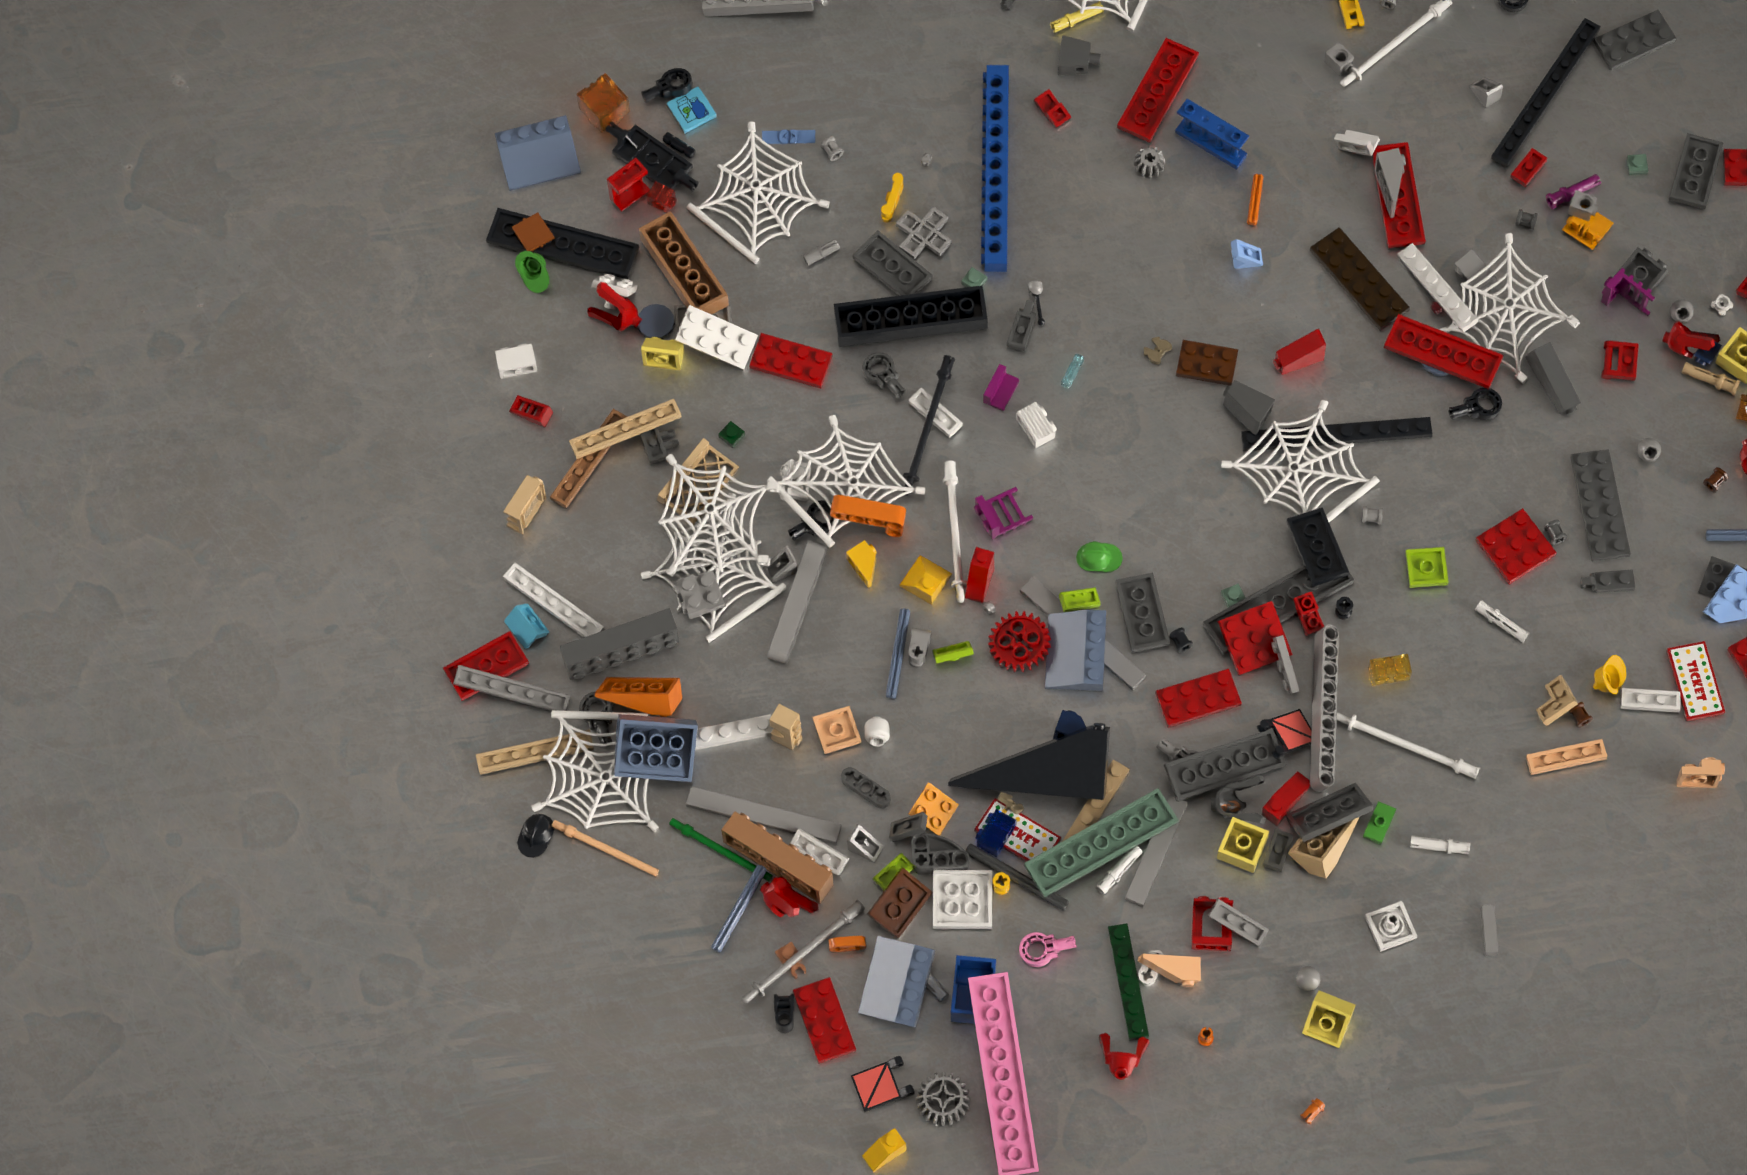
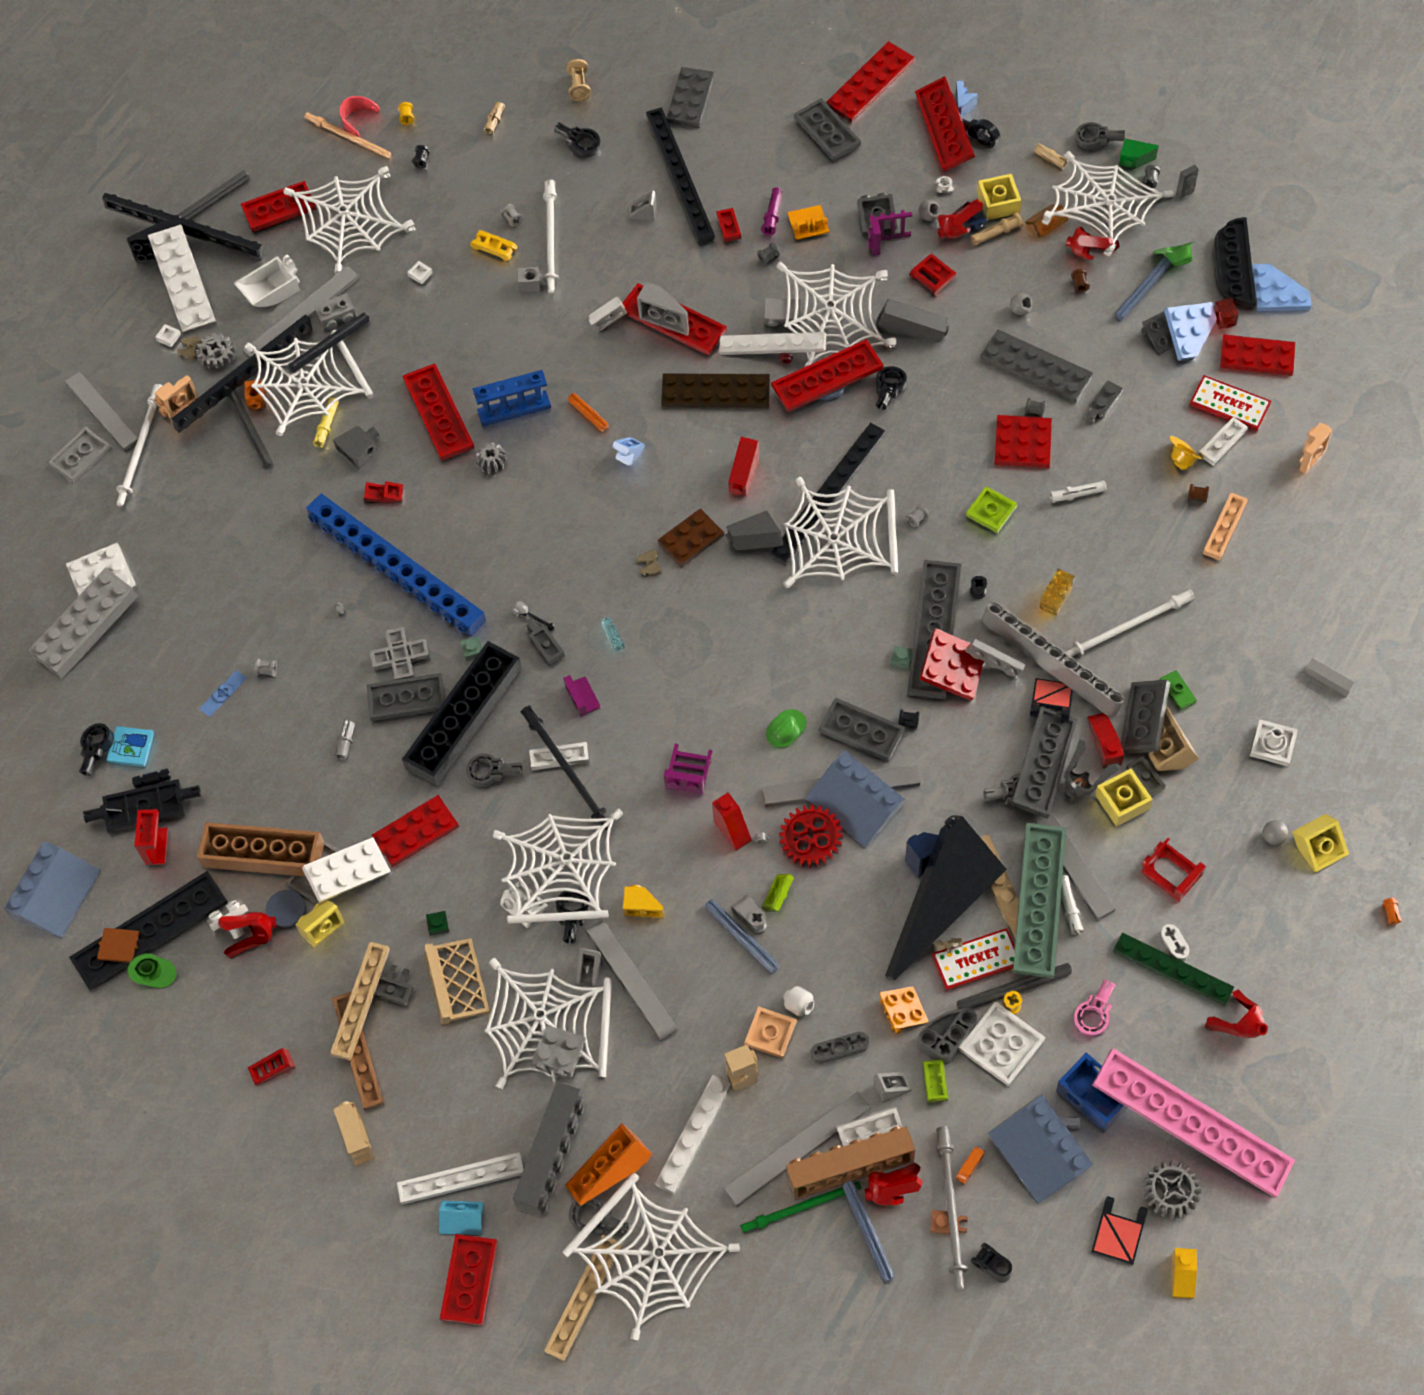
camera: 50 degrees left, 5 degrees down
(511, 689) = (510, 1274): light grey tile -> none
(516, 360) = (217, 1044): white brick -> none
(535, 835) = (659, 1356): black piece -> none
(571, 831) = (682, 1321): light nougat bar -> none
(603, 103) = (61, 805): clear orange piece -> none
(655, 747) = (669, 1189): sand blue slope -> none
(661, 197) = (184, 823): clear red brick -> none
(756, 190) = (219, 806): white animal -> none
(762, 559) = (517, 922): white animal -> none
(824, 1020) = (1024, 1236): red plate -> none
(870, 513) = (600, 868): orange beam -> none
(892, 198) = (349, 654): yellow plate -> none
(899, 903) = (968, 1095): reddish brown plate -> none
(908, 826) = (906, 1038): dark grey plate -> none
(925, 579) = (695, 868): yellow slope -> none
(950, 481) = (627, 787): white bar -> none
(996, 832) = (966, 973): clear blue brick -> none
(1036, 424) = (636, 691): white brick -> none
(1079, 599) = (812, 766): lime plate -> none
(1175, 968) = (1194, 922): light nougat slope -> none
(1198, 698) = (967, 742): red plate -> none
(1201, 1037) = (1268, 944): orange pin -> none
(1238, 922) = (1188, 848): light grey plate -> none
(1308, 614) = (966, 616): red slope -> none
(1317, 547) = (915, 567): black plate -> none
(1440, 845) = (1237, 655): white pin -> none
(1561, 701) = (1180, 498): tan plate -> none
(1583, 199) = (792, 211): light grey brick -> none
(1637, 164) = (788, 160): sand green plate -> none

